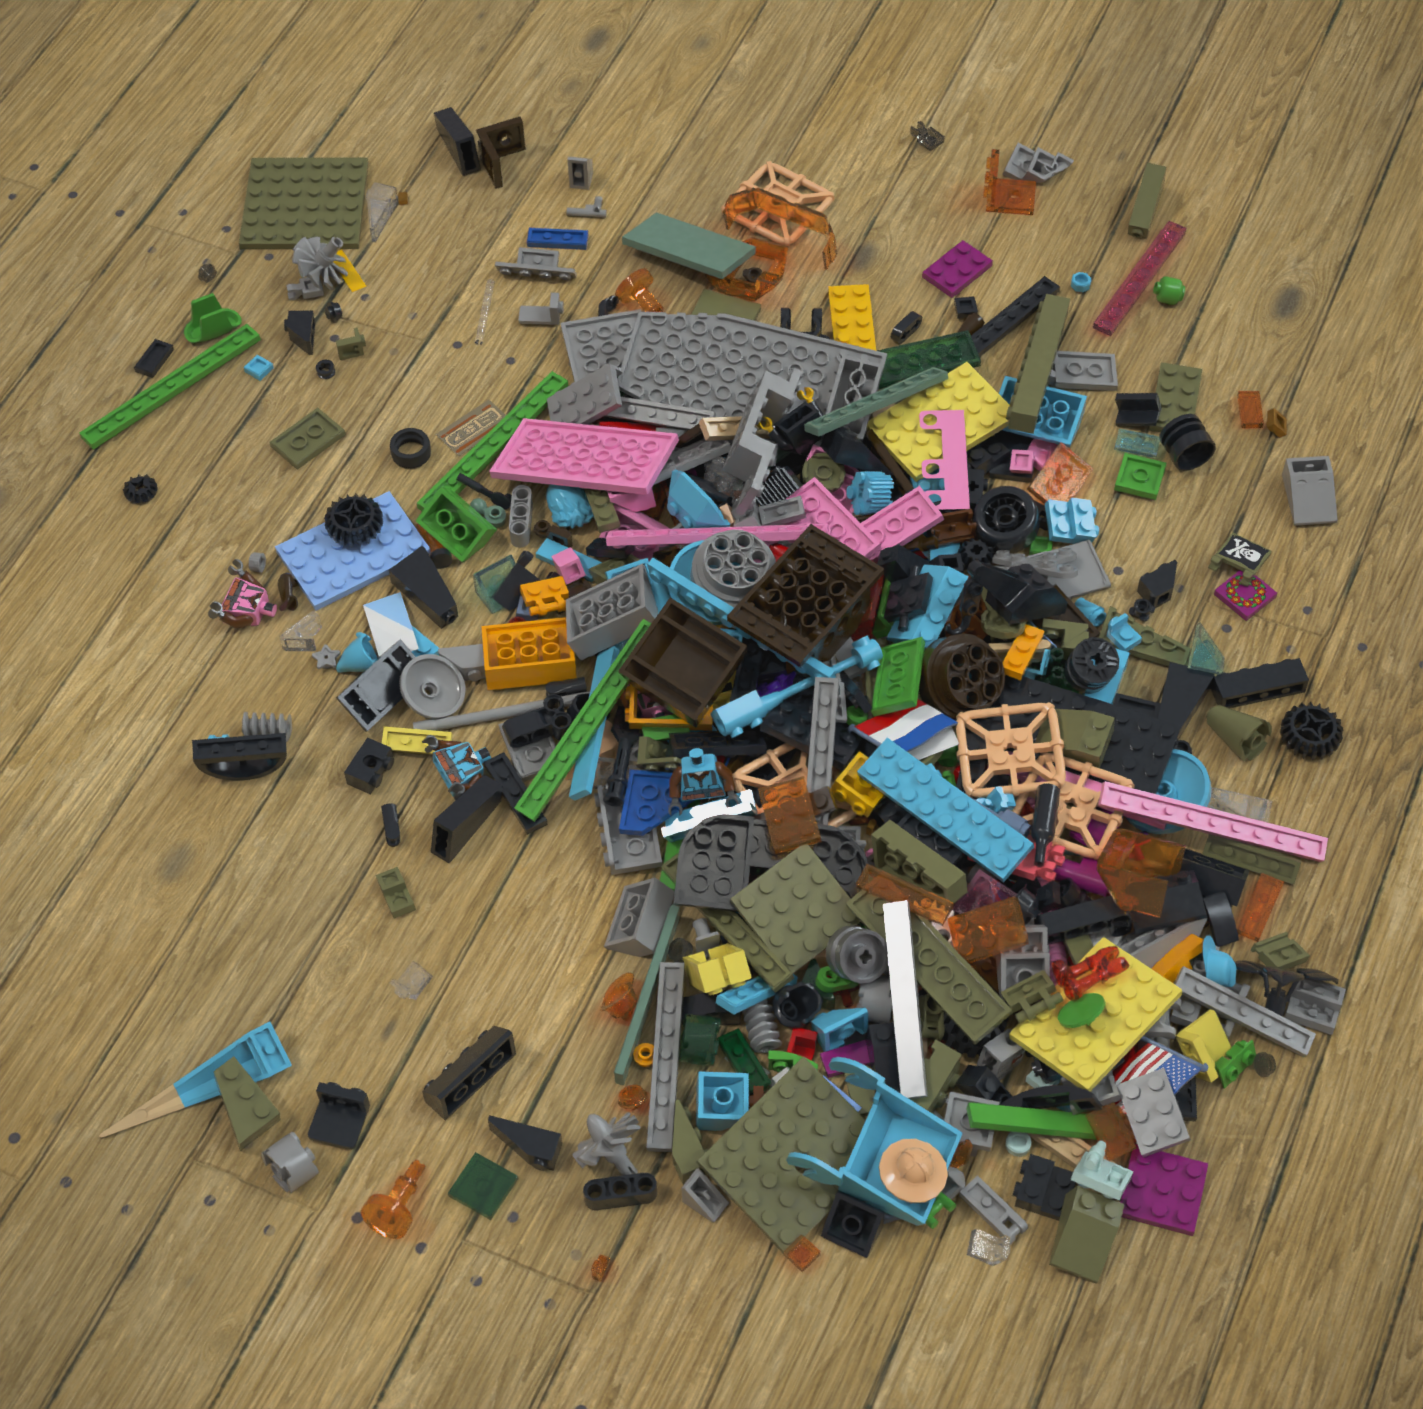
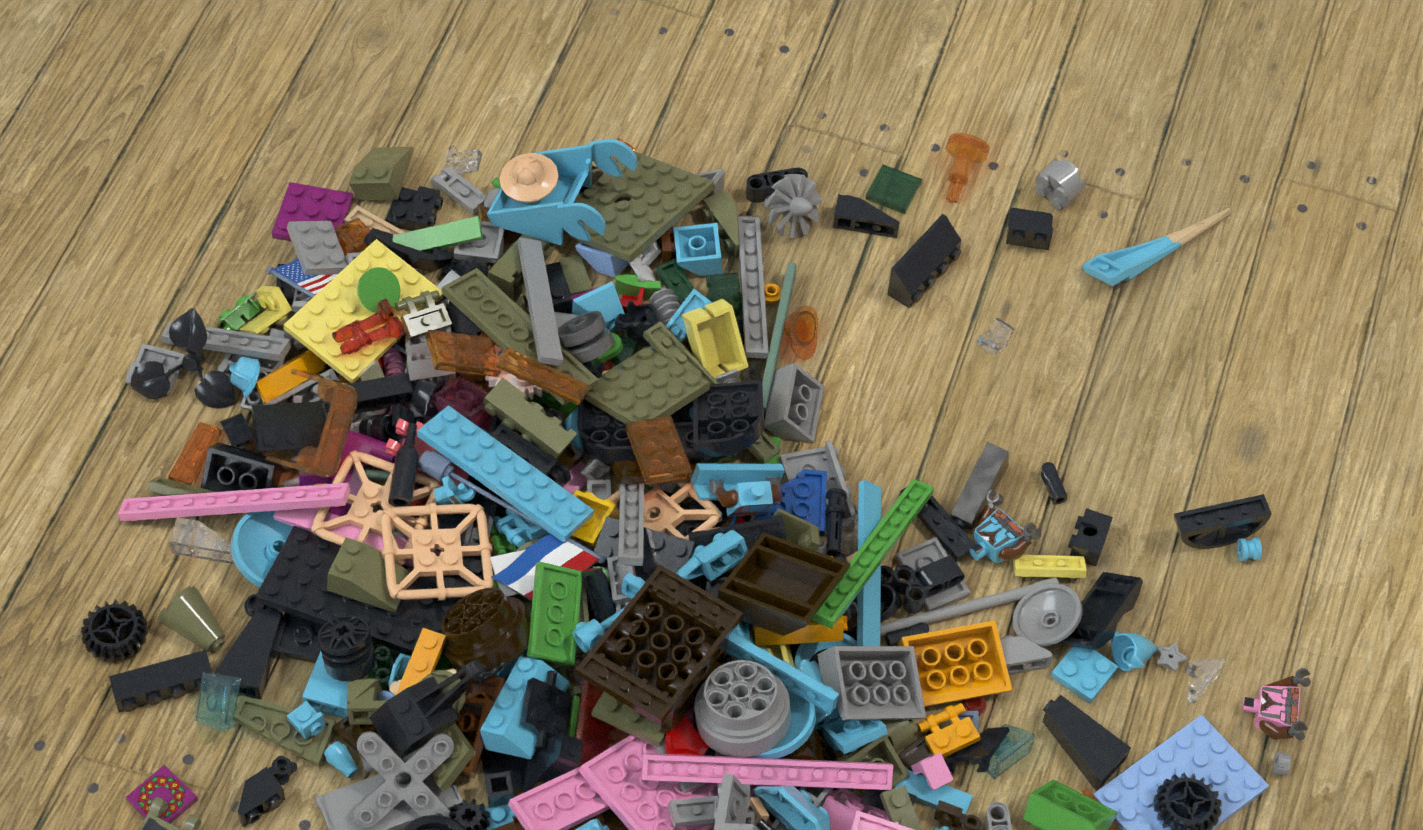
camera: 170 degrees right, 0 degrees up
(244, 1102) = (1113, 226): olive wedge -> none
(266, 726) = (1207, 567): light grey piece -> none
(285, 586) = (1239, 732): dark brown piece -> none
(390, 623) = (1111, 691): sticker -> none
(395, 892) = (1030, 421): olive slope -> none
(441, 558) = (1078, 780): black tile -> none
(599, 1267) = (785, 134): clear orange tile -> none
(632, 1097) = (777, 257): clear orange hat -> none
(1101, 1174) = (366, 198): light aqua plate -> none
(1264, 1064) = (211, 311): clear smoke plate -> none
(1280, 952) = (182, 403): olive plate -> none

